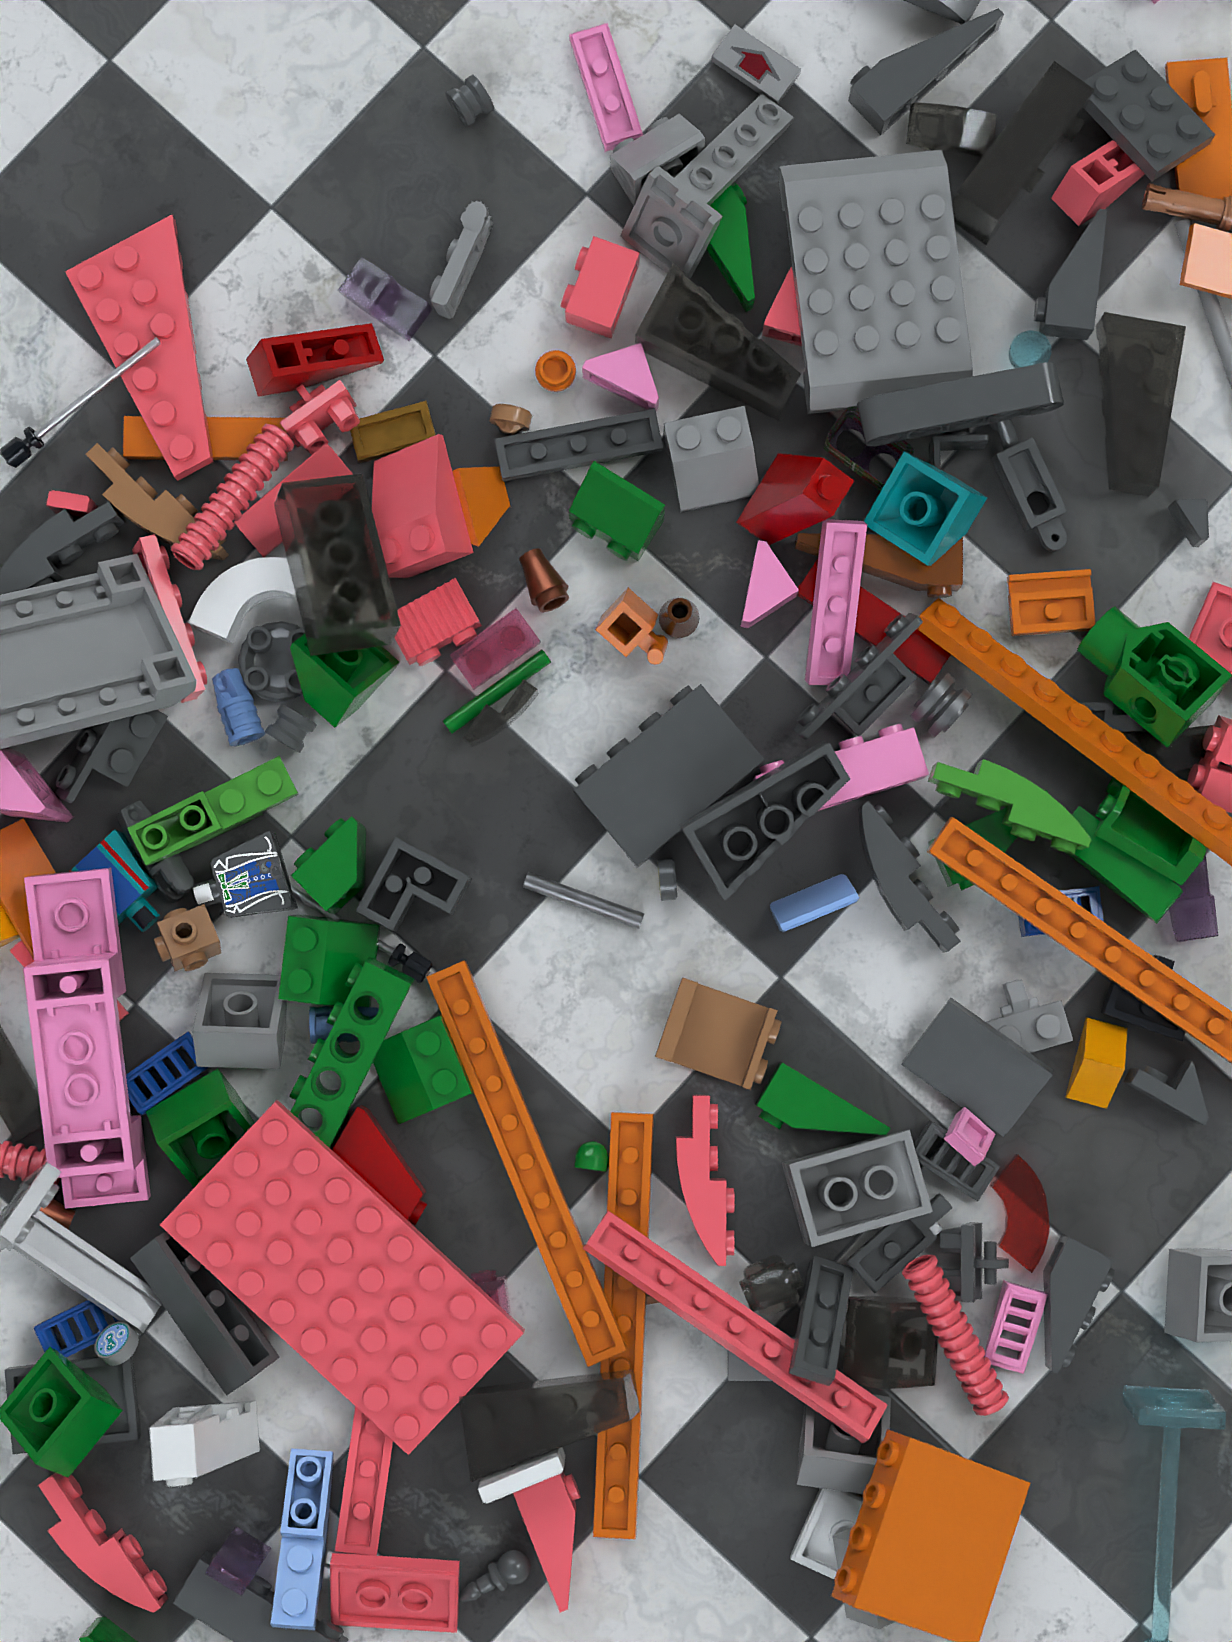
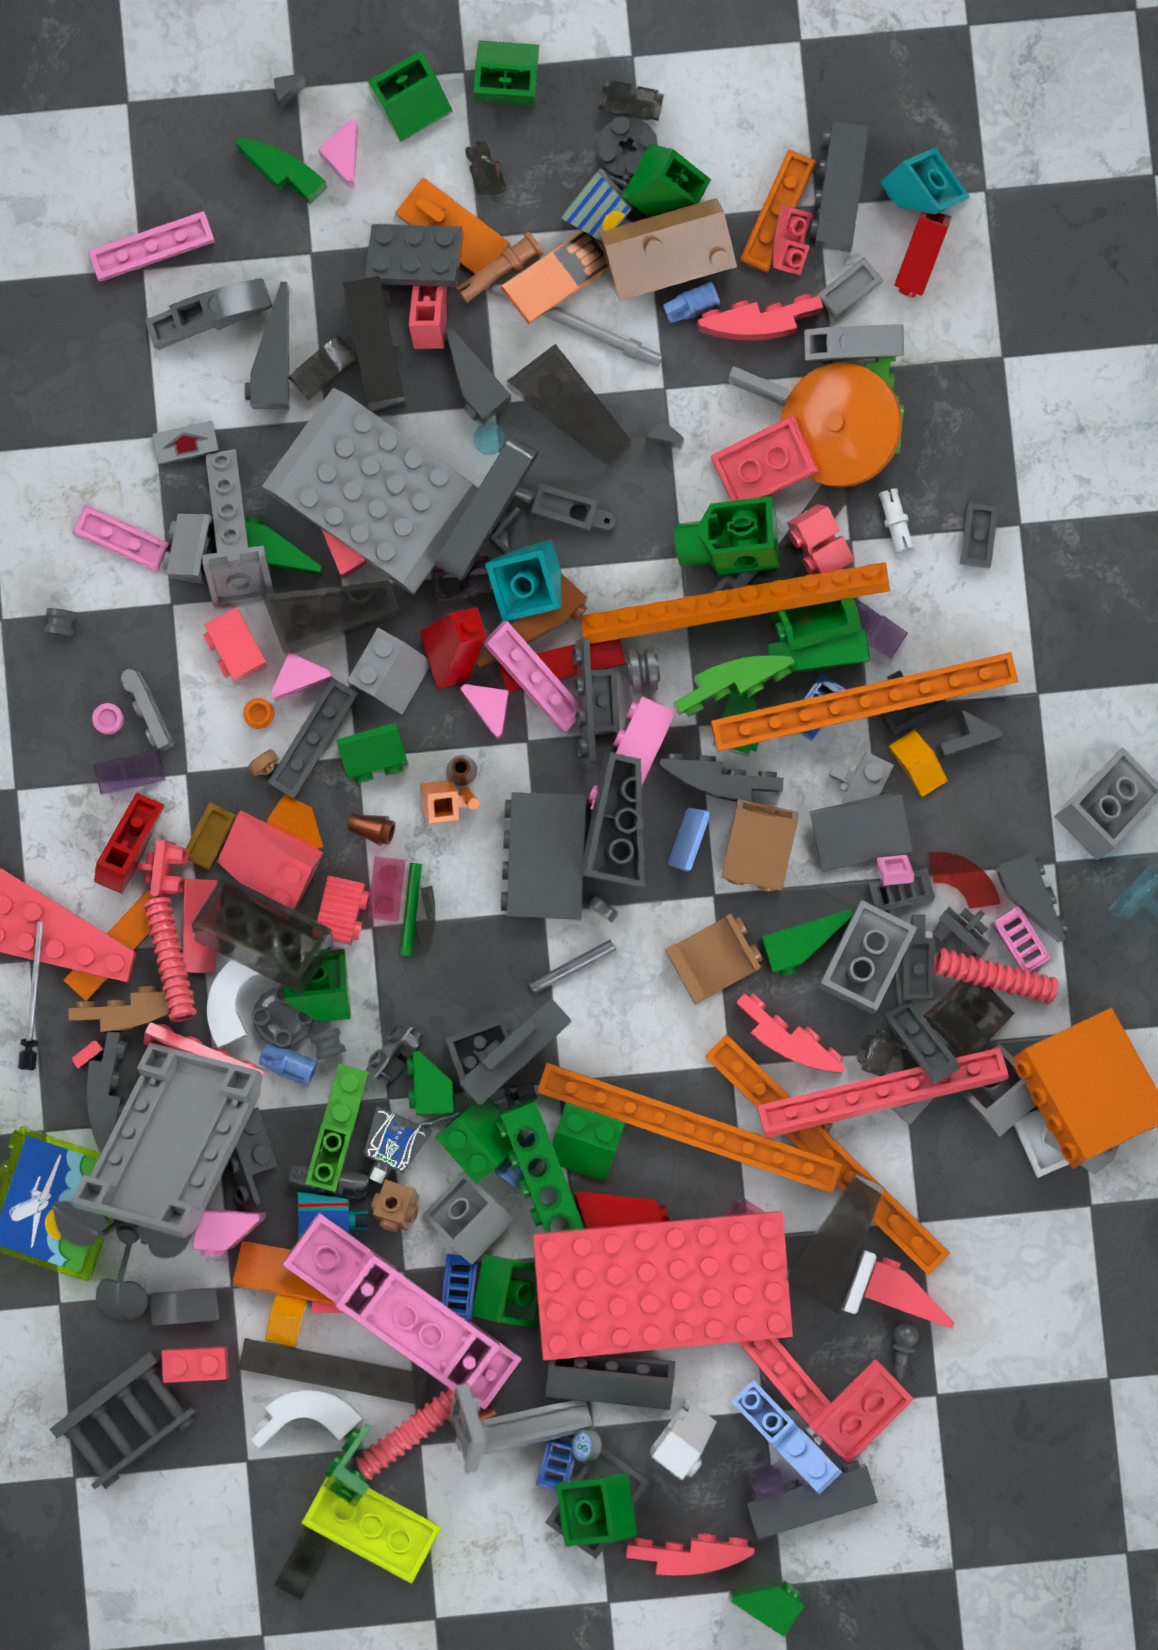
camera: 55 degrees left, 0 degrees up
(325, 799) = (384, 1062): none -> dark grey hinge
(419, 232) = (108, 718): none -> bright pink tile
(443, 918) = (512, 1054): none -> dark grey bracket
(592, 1157) = (719, 1089): green hinge -> none
(871, 978) = (759, 845): none -> medium nougat brick
(1051, 602) = (640, 556): orange plate -> none

